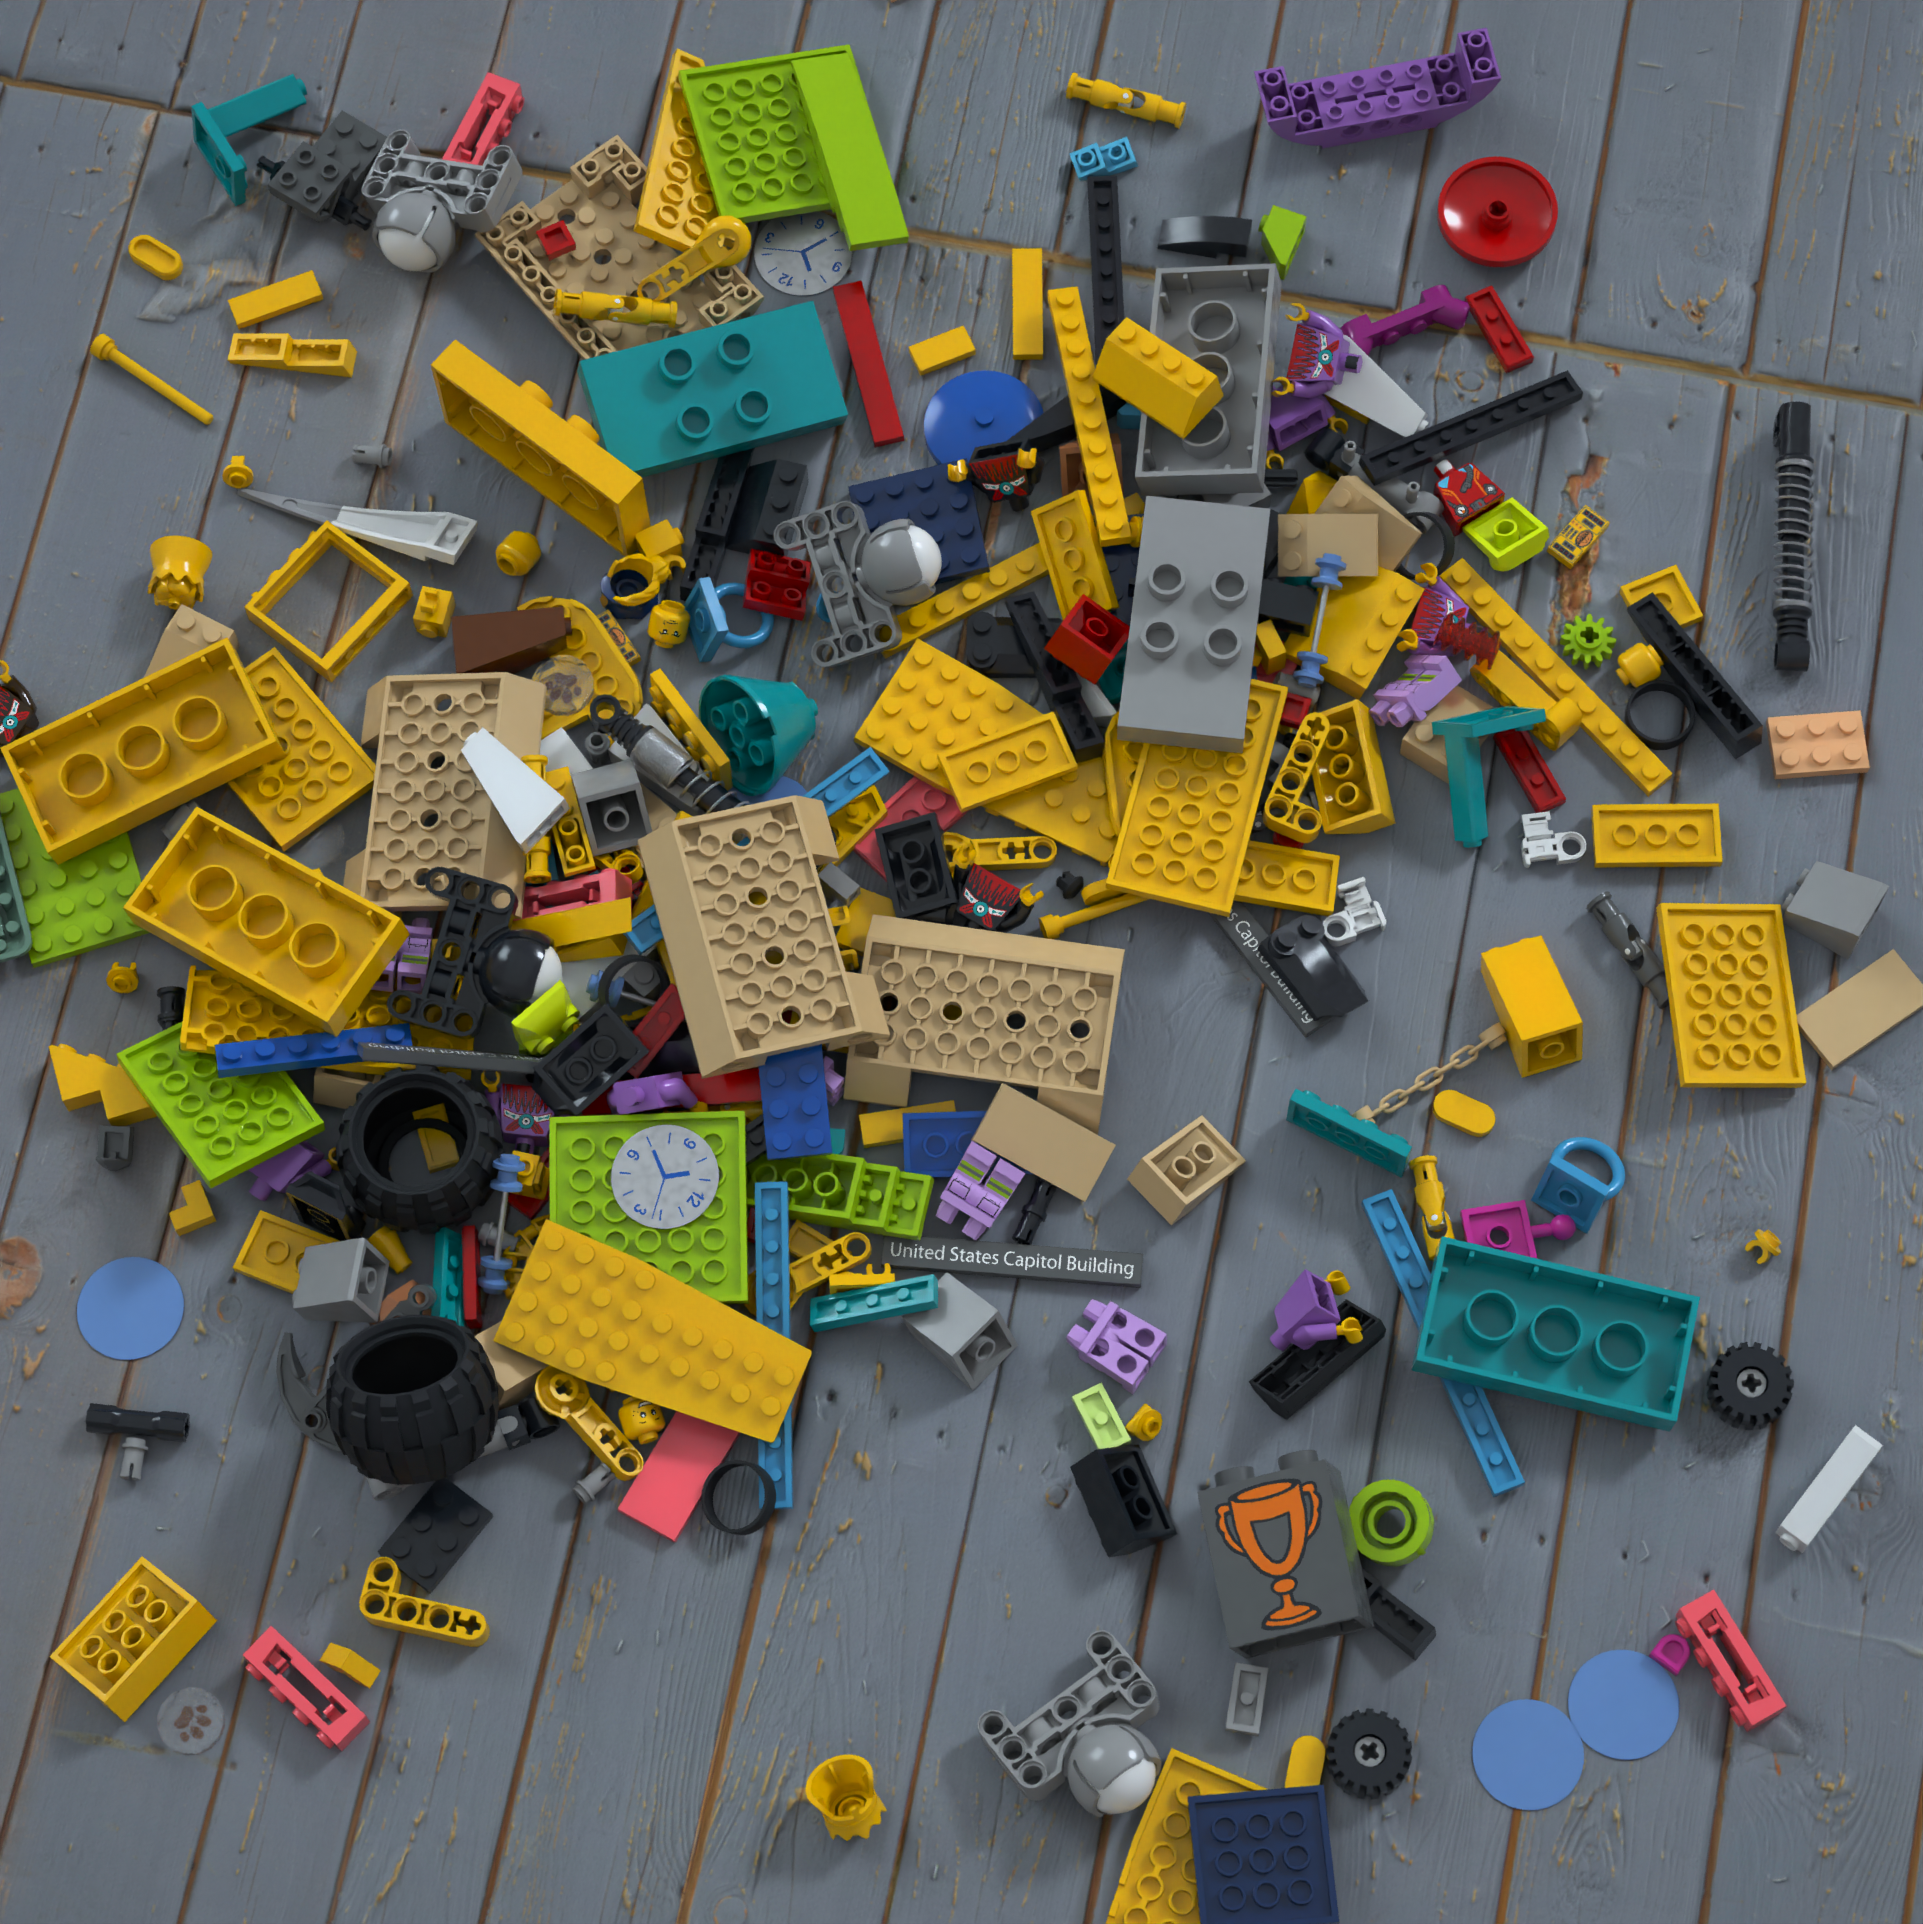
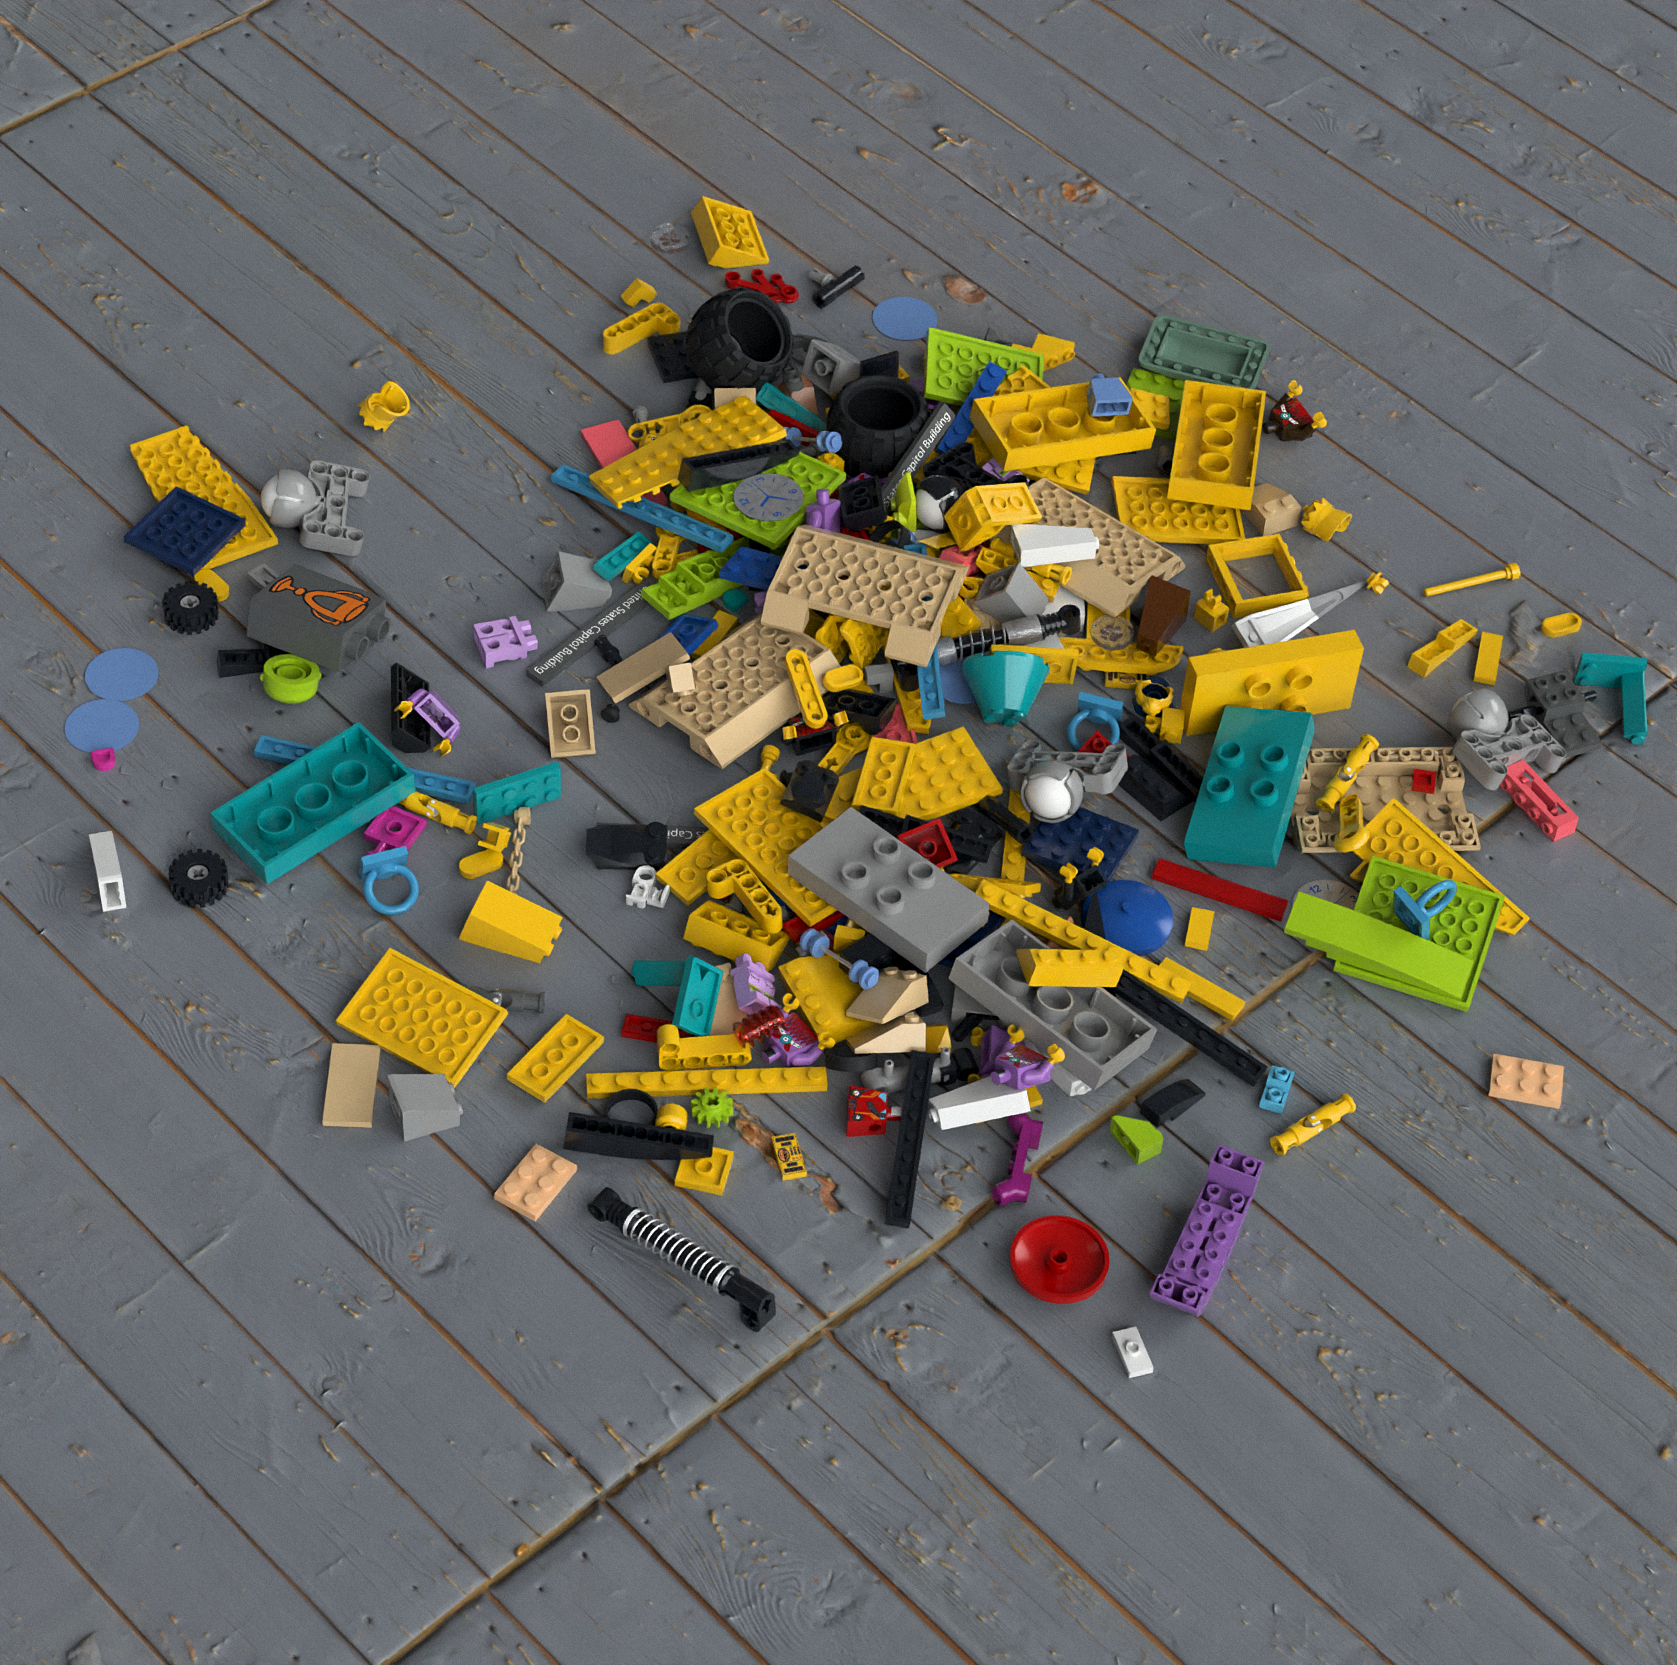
camera: 120 degrees right, 20 degrees down
(114, 879) = (1154, 406): none -> yellow plate
(192, 881) = (1108, 396): none -> medium blue torso
(208, 1518) = (785, 292): none -> red plant
(343, 1727) = (645, 270): coral brick -> none
(535, 869) = (987, 509): none -> yellow bracket
(647, 1240) = (733, 464): none -> black slope
(668, 623) = (1115, 692): yellow head -> none
(708, 1491) = (575, 465): black tyre -> none
(789, 123) = (1414, 914): none -> dark azure tile
(887, 906) = (842, 678): none -> yellow tile
(955, 915) = (805, 689): none -> yellow plate
(964, 590) = (1015, 826): none -> black axle
(972, 1197) = (642, 628): lavender hips -> none
(1050, 1062) = (680, 679): none -> tan slope
(1101, 1418) = (470, 612): yellowish green plate -> none
(1107, 810) = (810, 790): none -> black slope
(1123, 1499) = (420, 596): black slope -> none
(1127, 1143) = (610, 713): none -> black piece
(1145, 1423) = (451, 629): yellow plate -> none
(1427, 1112) = (497, 837): none -> yellow window
(1499, 329) = (974, 1215): red tile -> none
(1507, 535) = (821, 1113): neon yellow slope -> none
(1536, 102) = (1132, 1352): none -> white plate
(1540, 844) = (606, 1001): white piece -> none
(1724, 1680) = (71, 773): coral brick -> none
(1768, 1242) = (266, 940): yellow plate -> none

